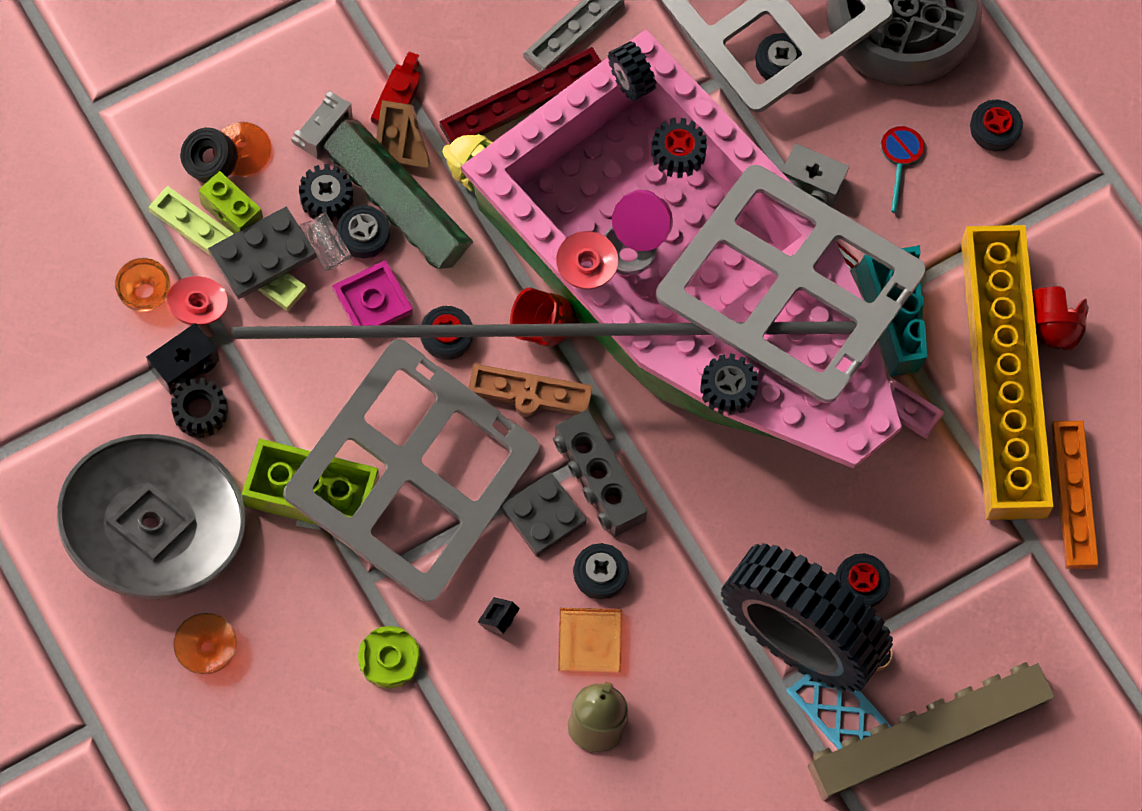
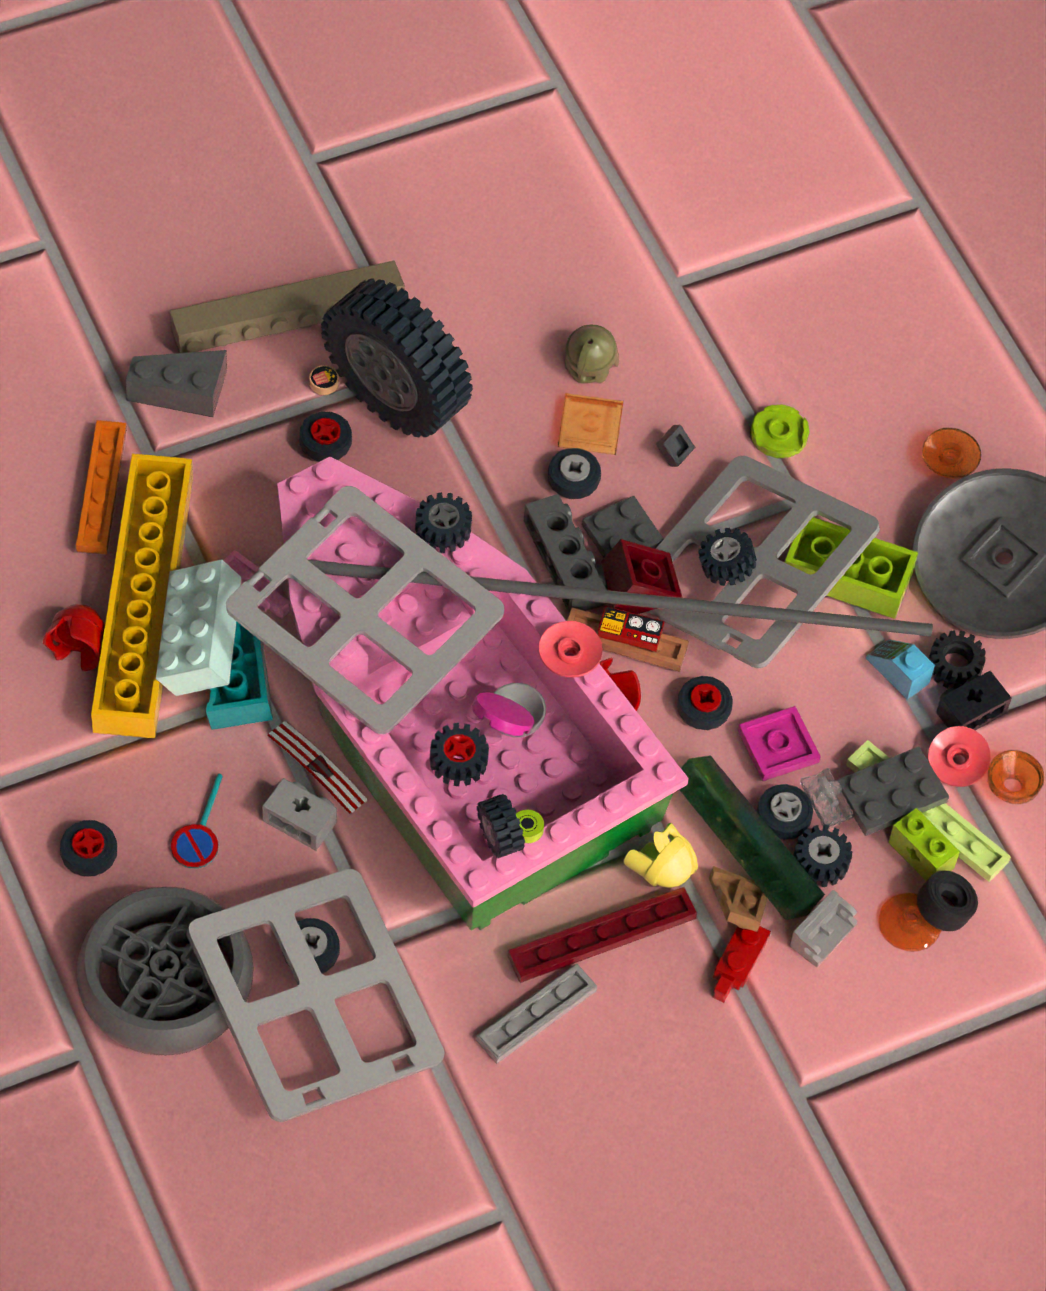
camera: 175 degrees left, 10 degrees down
(255, 393) = (902, 666): none -> medium azure slope
(444, 452) = (716, 552): none -> black wheel
(520, 442) = (641, 571): none -> dark red slope
(526, 390) = (630, 628): none -> tile
(606, 91) = (532, 825): none -> lime tile
(947, 320) = (197, 628): none -> light aqua brick
(1025, 620) = (178, 381): none -> dark grey wedge

